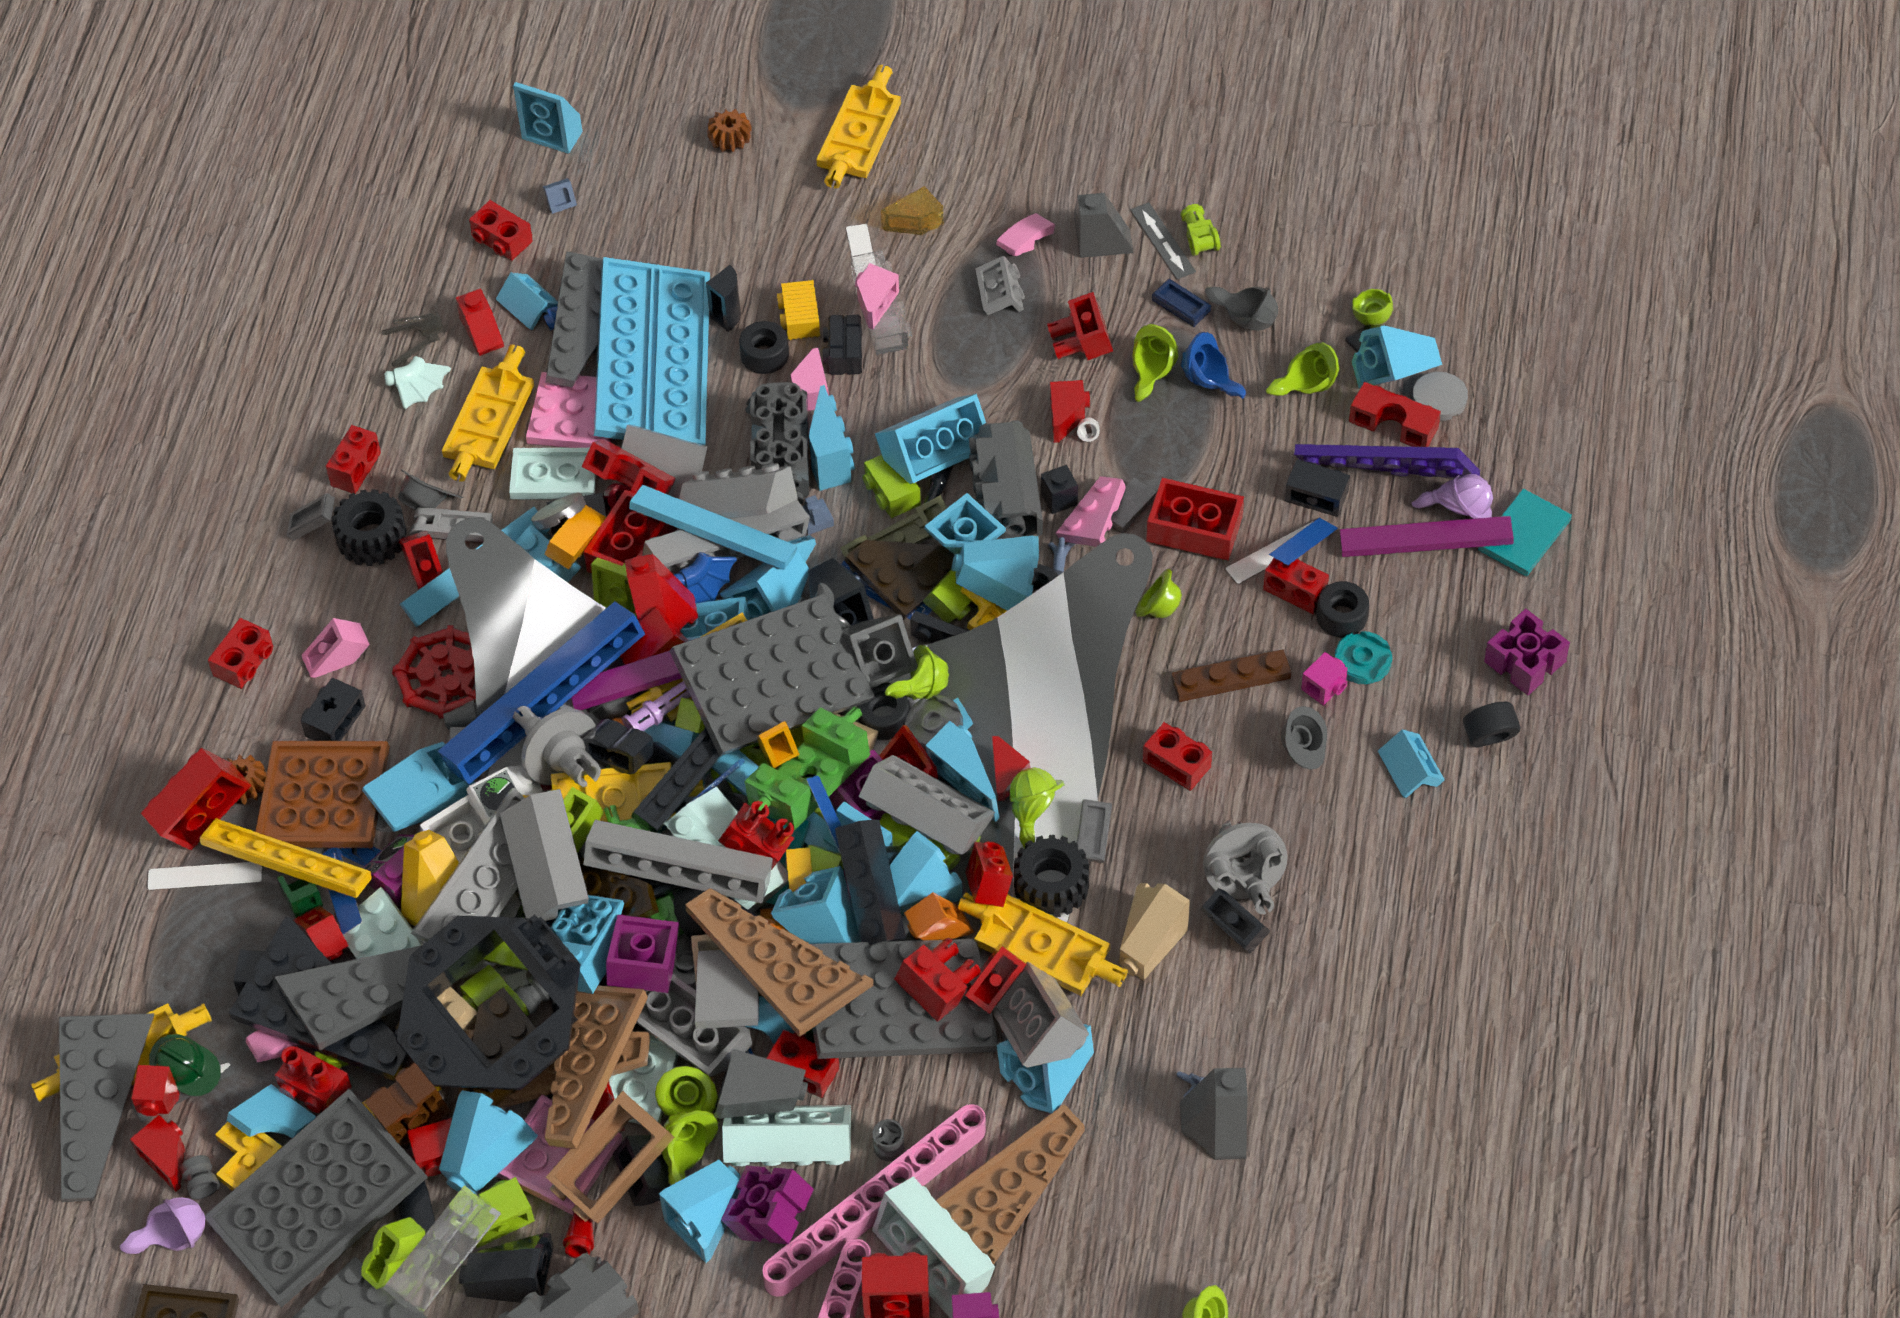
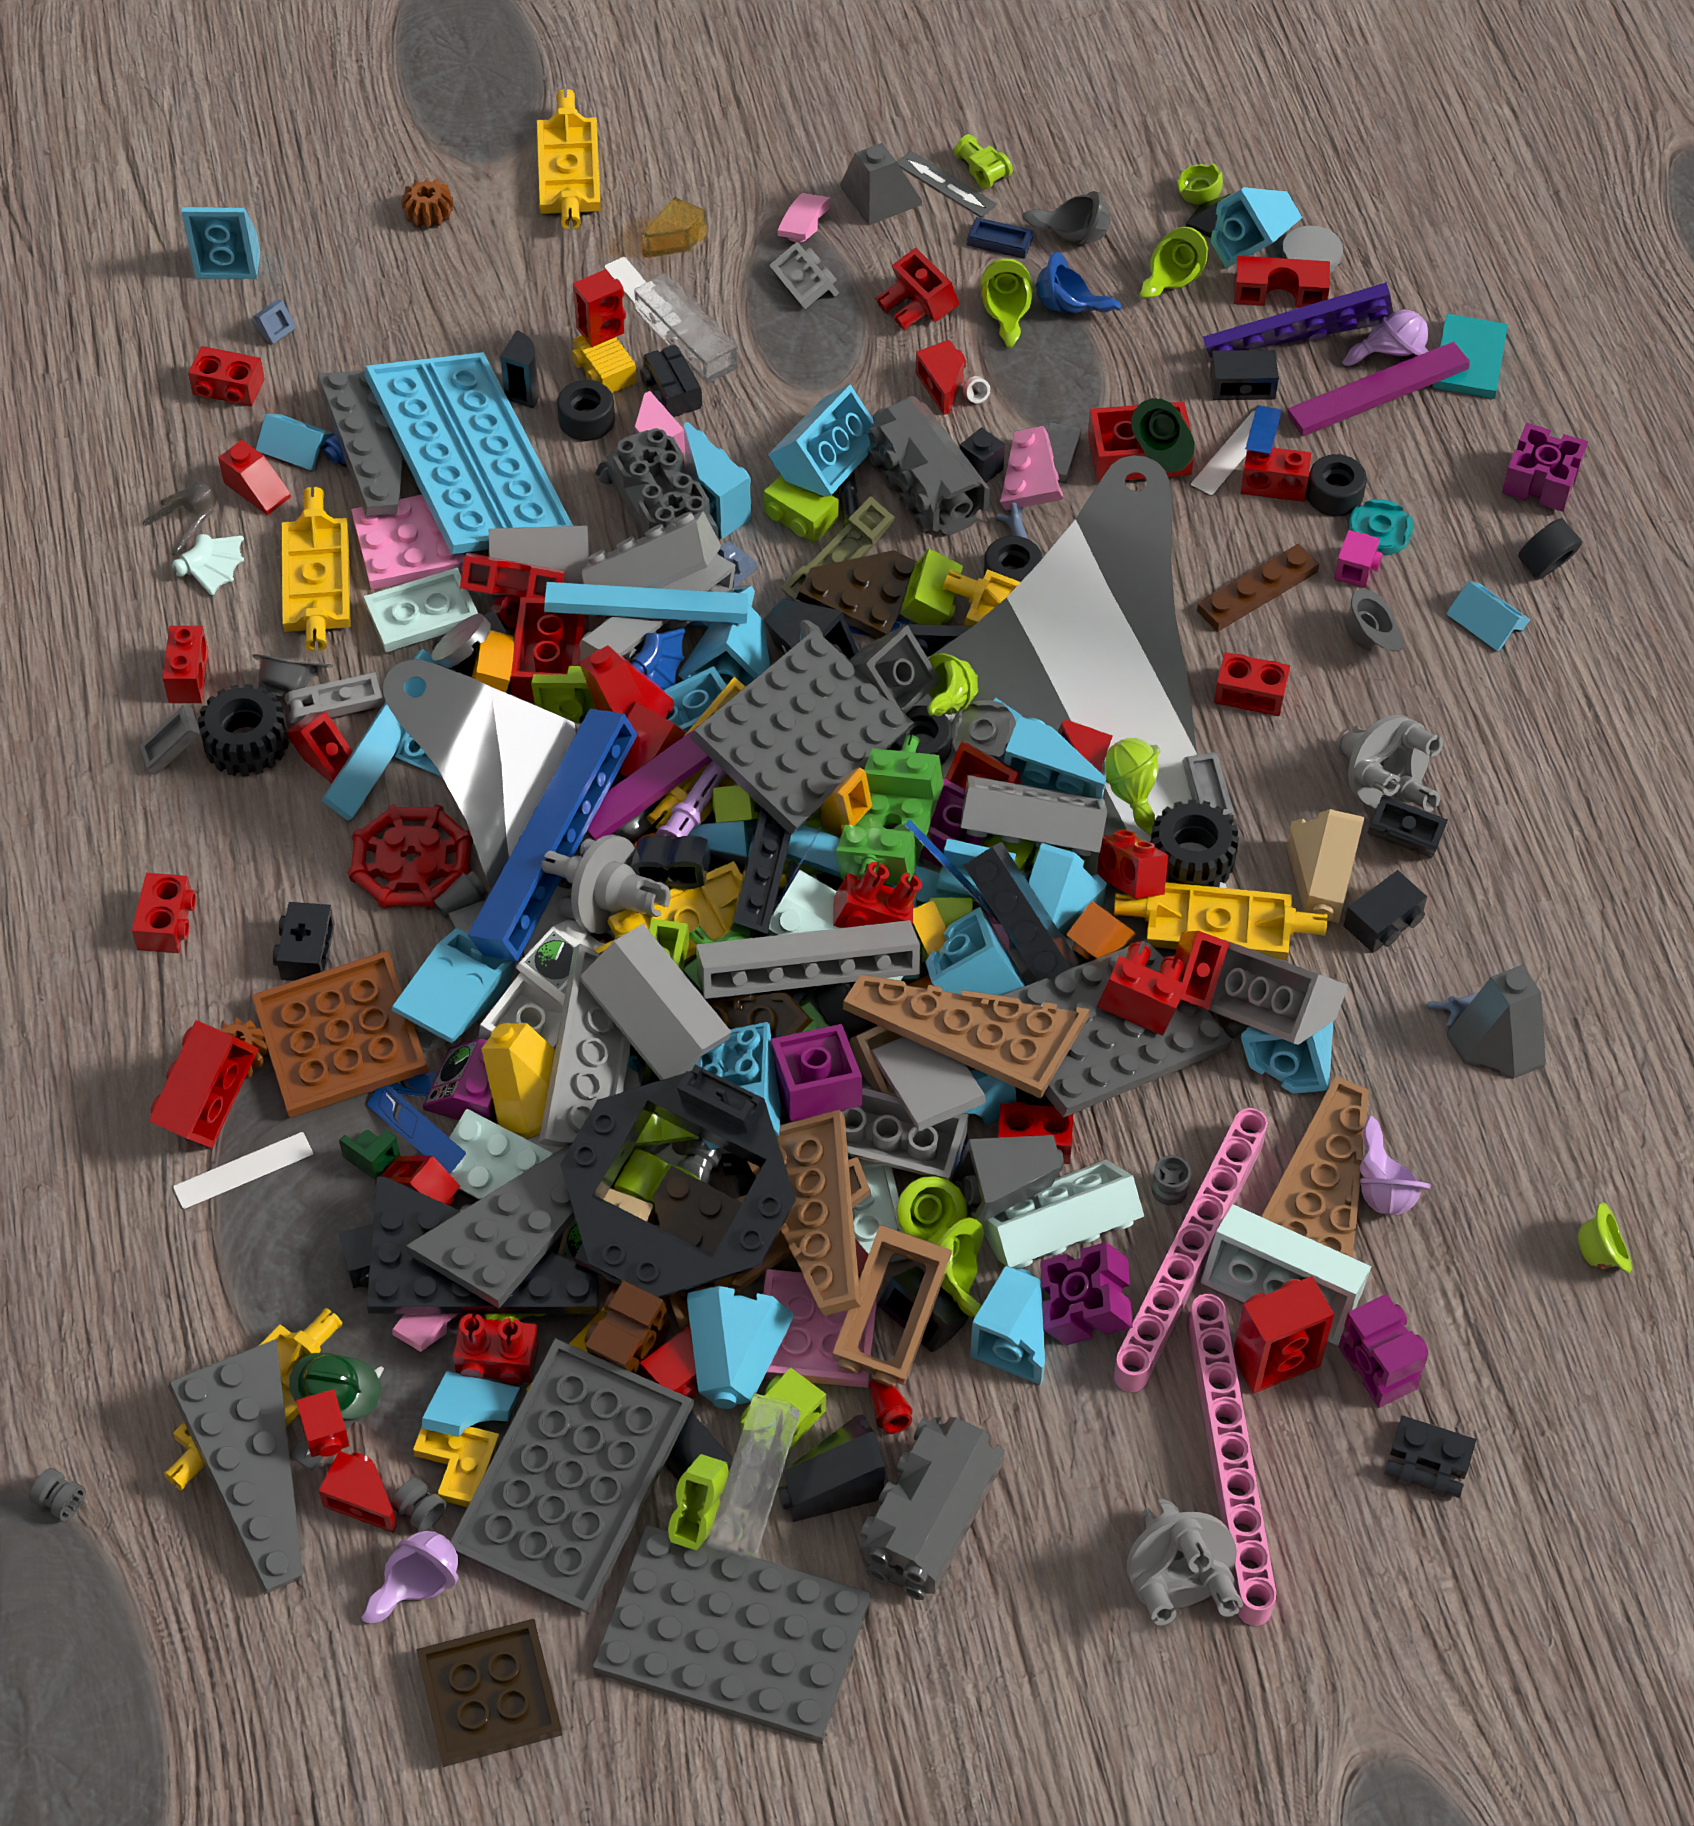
camera: 25 degrees left, 0 degrees up
(286, 858) = (338, 1115): yellow tile -> none
(335, 647) = (270, 871): bright pink slope -> none
(805, 266) = (599, 307): none -> red brick
(876, 292) = (685, 315): bright pink slope -> none
(964, 523) = (921, 520): medium azure slope -> none
(998, 569) = (982, 549): medium azure slope -> none
(1056, 1202) = (1386, 1183): none -> lavender piece
(1181, 984) = (1385, 912): none -> black brick
(1203, 520) = (1163, 434): none -> dark green piece

